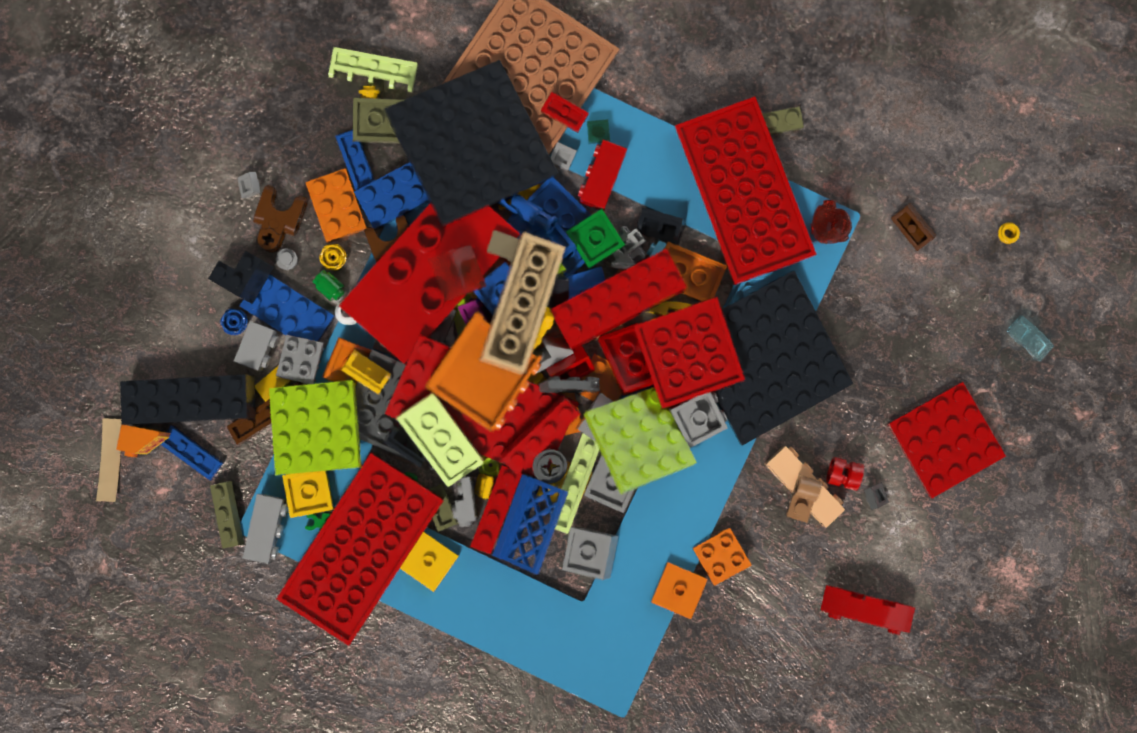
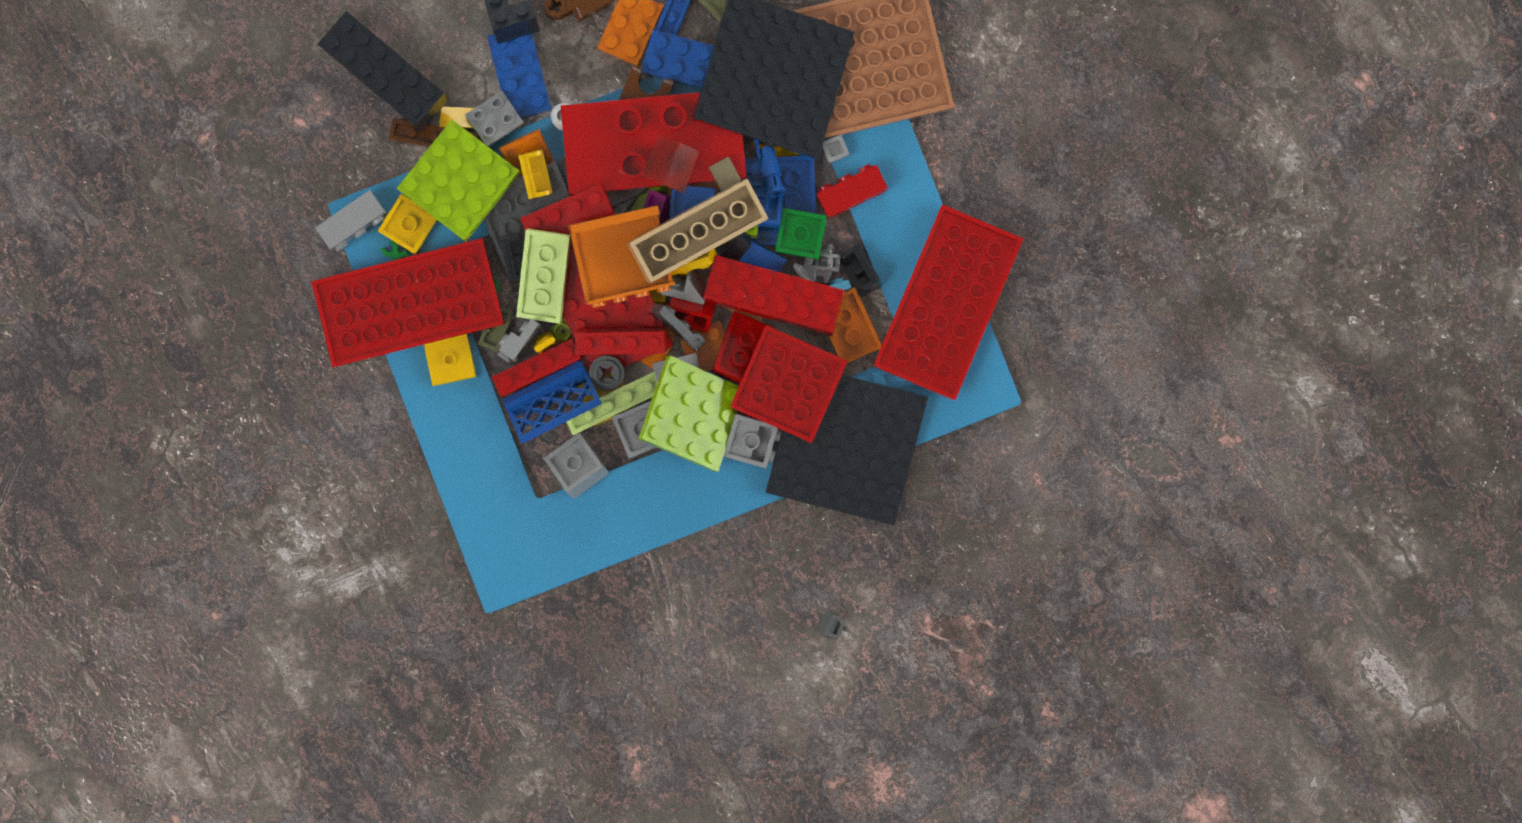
camera: 45 degrees right, 0 degrees up
(109, 461) = (282, 62): tan sticker -> none
(139, 440) = (319, 68): orange slope -> none
(192, 453) = (348, 113): blue tile -> none
(227, 514) = (332, 184): olive plate -> none
(228, 318) = (468, 38): blue plate -> none
(256, 346) = (471, 79): light grey brick -> none
(286, 259) = (555, 33): light grey plate -> none
(326, 254) = (591, 57): yellow plate -> none
(329, 286) = (568, 83): green brick -> none
(564, 112) = (866, 117): red plate -> none
(598, 131) = (879, 155): clear green plate -> none
(663, 308) = (804, 334): yellow slope -> none
(679, 590) = (616, 556): orange plate -> none
(722, 556) = (672, 561): orange hinge -> none
(784, 120) = (1029, 277): olive plate -> none
(787, 468) = (784, 567): light nougat brick -> none
(803, 497) = (773, 573): medium nougat plate -> none
(830, 223) = (989, 388): clear red helmet -> none
(852, 477) = (829, 592): red wheel -> none
(871, 610) = (744, 703): red brick -> none
(913, 227) = (1054, 450): reddish brown slope -> none
(946, 440) = (925, 634): red plate -> none
(1014, 233) = (1128, 522): yellow plate -> none
(1030, 338) = (1061, 617): clear light blue slope -> none

